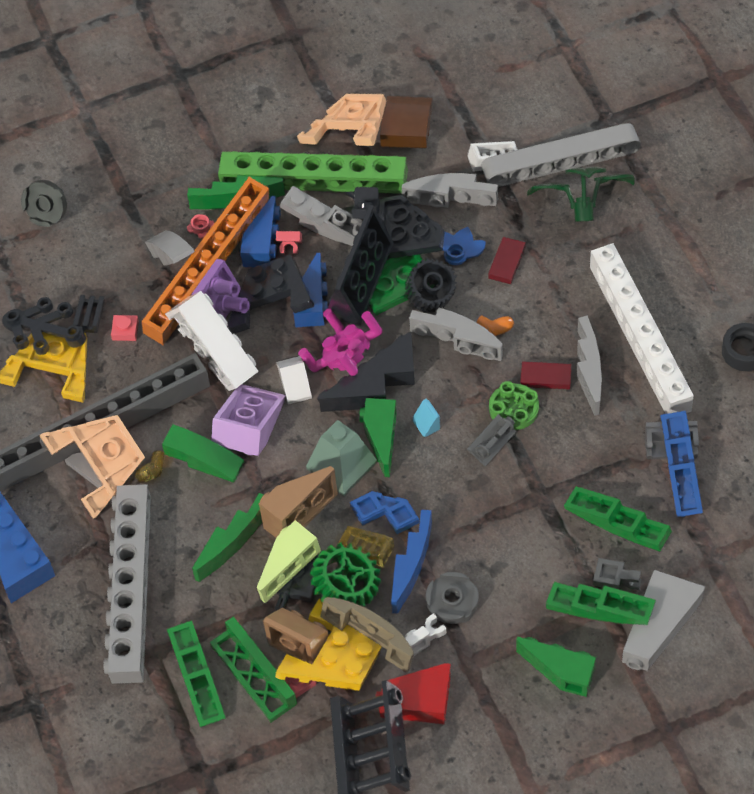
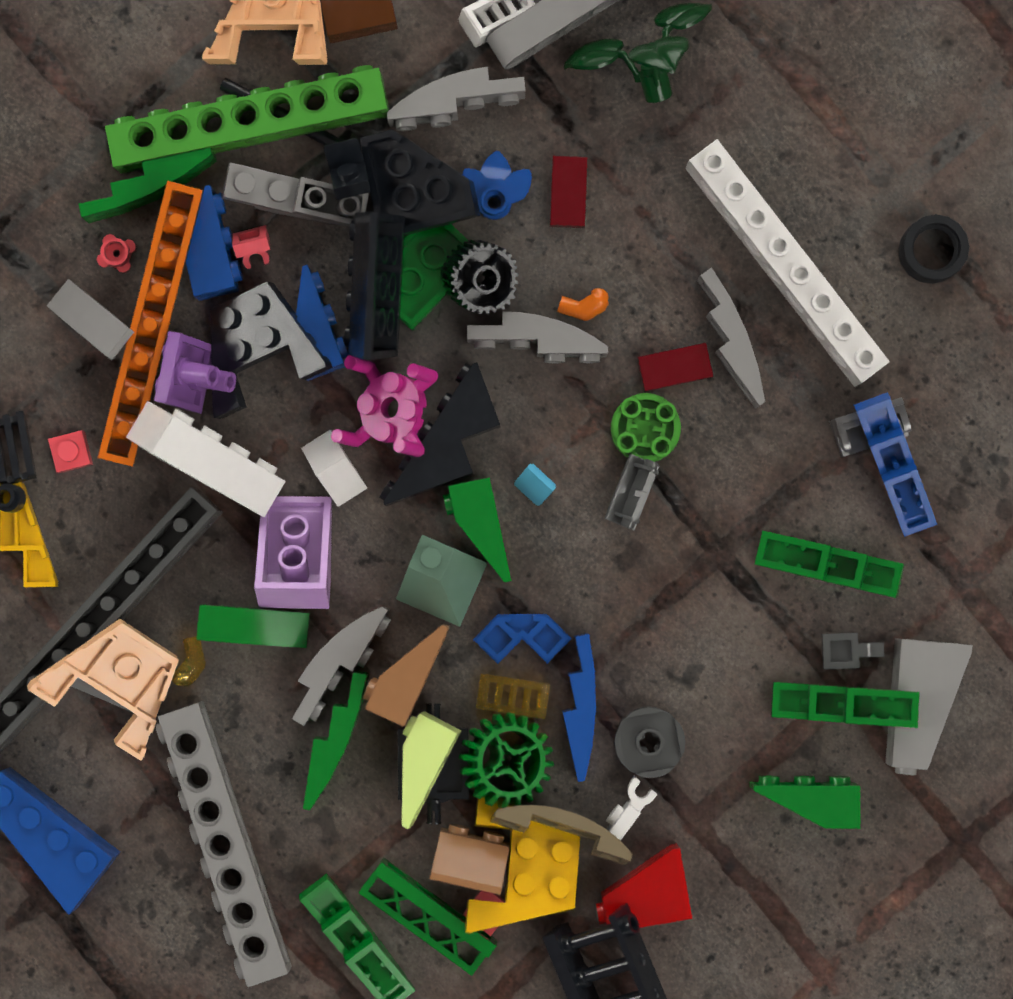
camera: 20 degrees left, 30 degrees up
(243, 489) = (345, 649): none -> light grey slope

